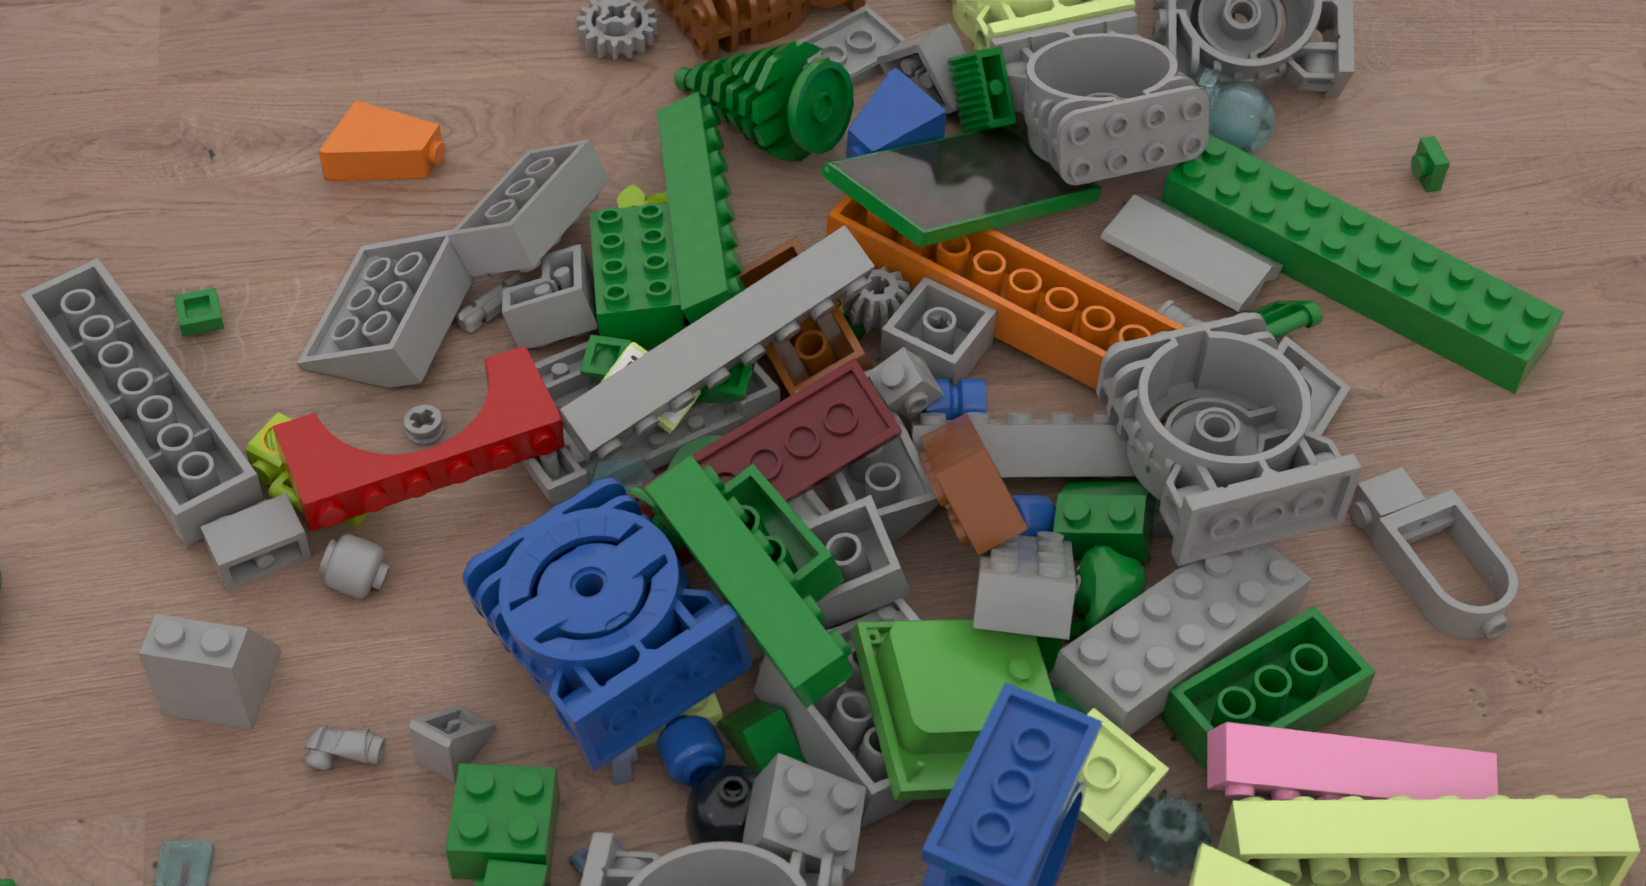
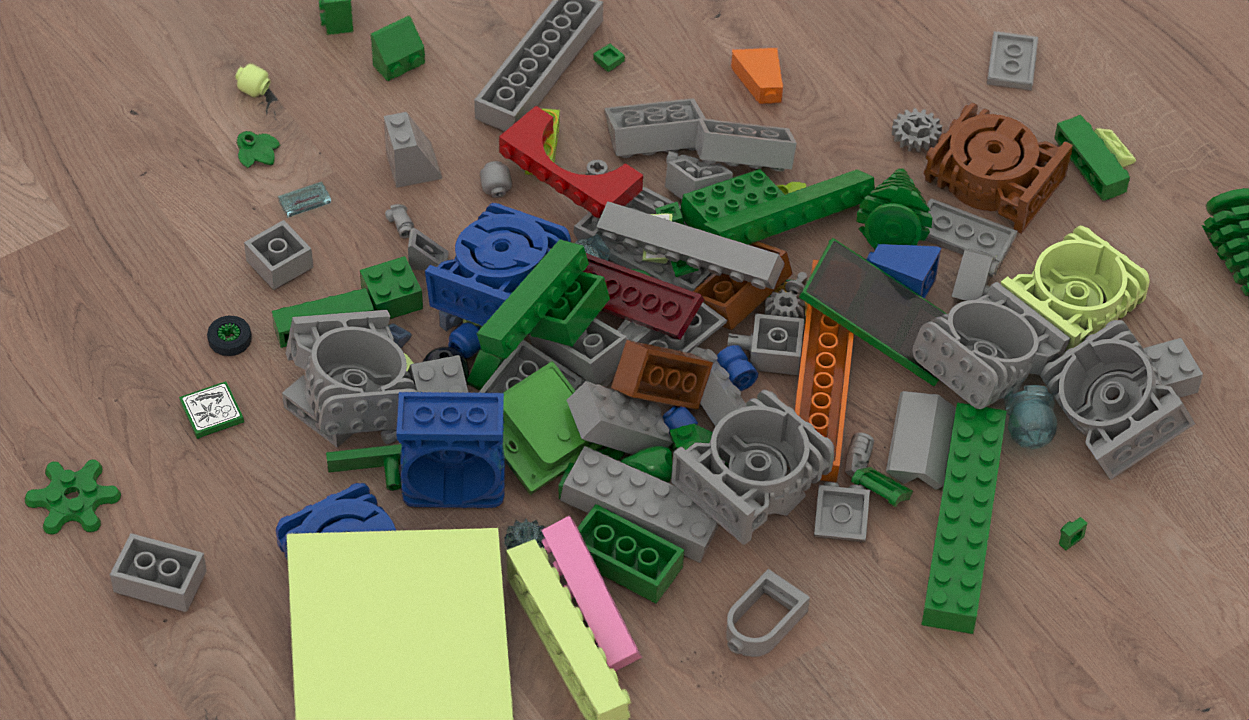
camera: 65 degrees right, 0 degrees up
(256, 542) = (482, 137): light grey brick -> none
(906, 383) = (719, 333): light grey brick -> none
(982, 89) = (967, 289): green brick -> none
(1116, 778) = (532, 492): yellowish green plate -> none
(1382, 497) = (792, 571): light grey brick -> none

